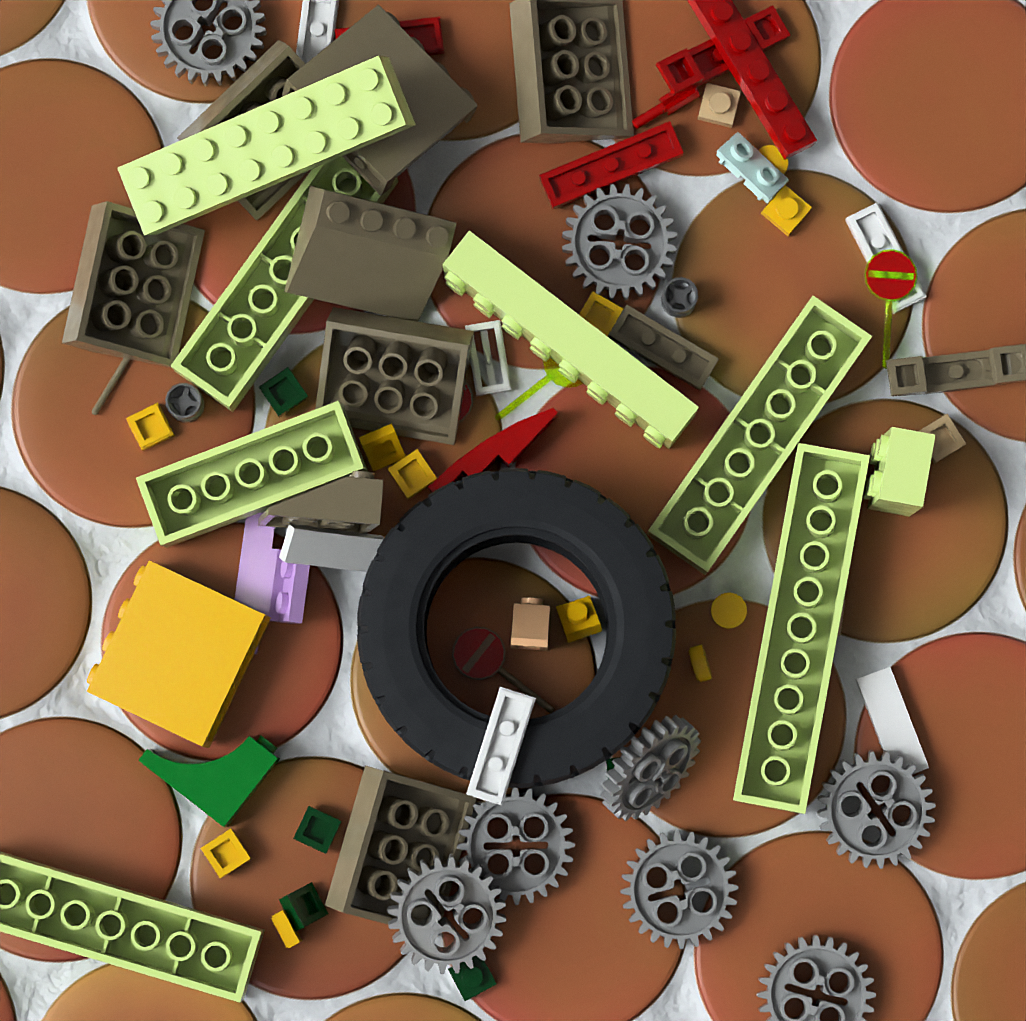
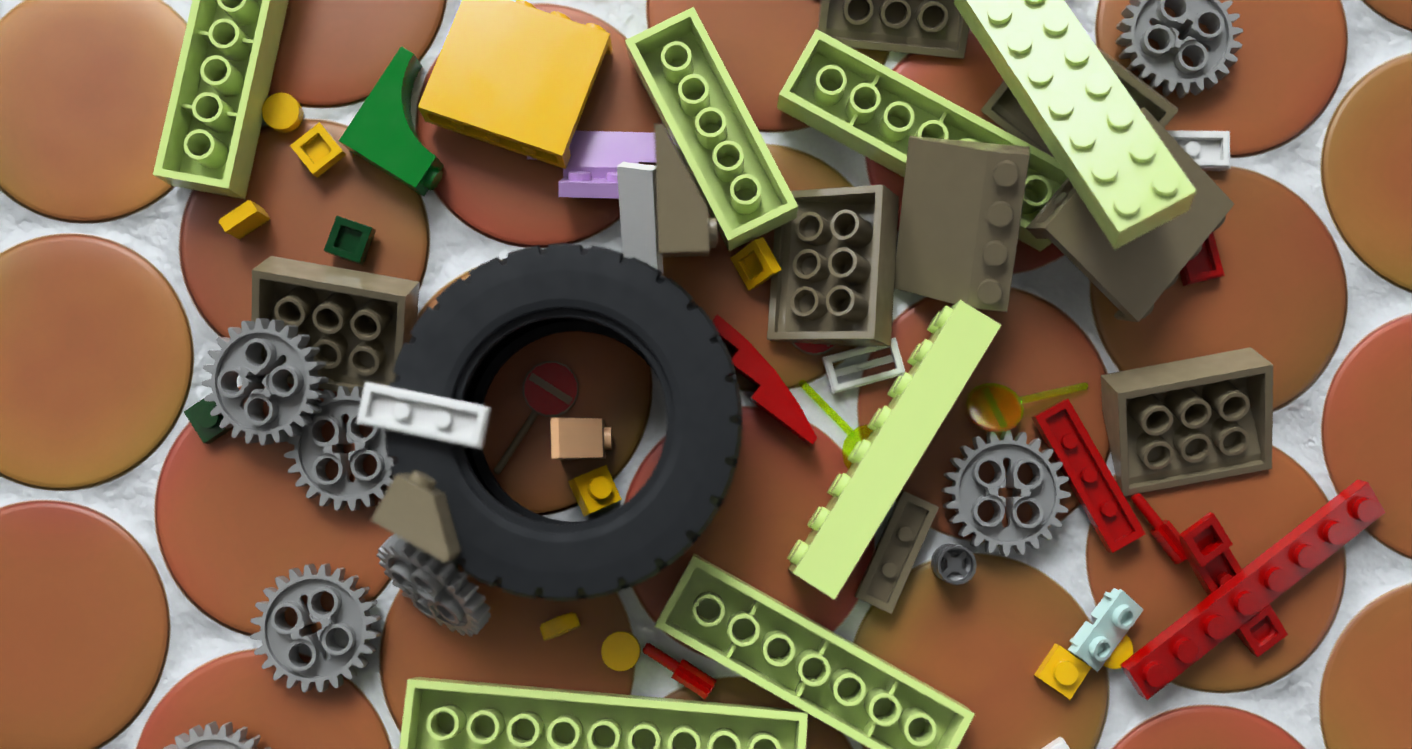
camera: 85 degrees right, 0 degrees up
(150, 426) = (752, 26): yellow tile -> none
(181, 398) = (781, 47): flat silver wheel -> none
(183, 886) = (282, 112): none -> yellow tile
(283, 392) = (803, 156): dark green plate -> none
(303, 906) = (268, 234): dark green plate -> none
(412, 474) = (731, 298): yellow plate -> none
(541, 237) = (1001, 409): none -> clear neon green piece
(587, 755) = (419, 515): none -> dark tan slope
(601, 313) = (926, 480): yellow plate -> none
(719, 105) = (1168, 585): tan plate -> none
(753, 555) = (683, 672): none -> red axle

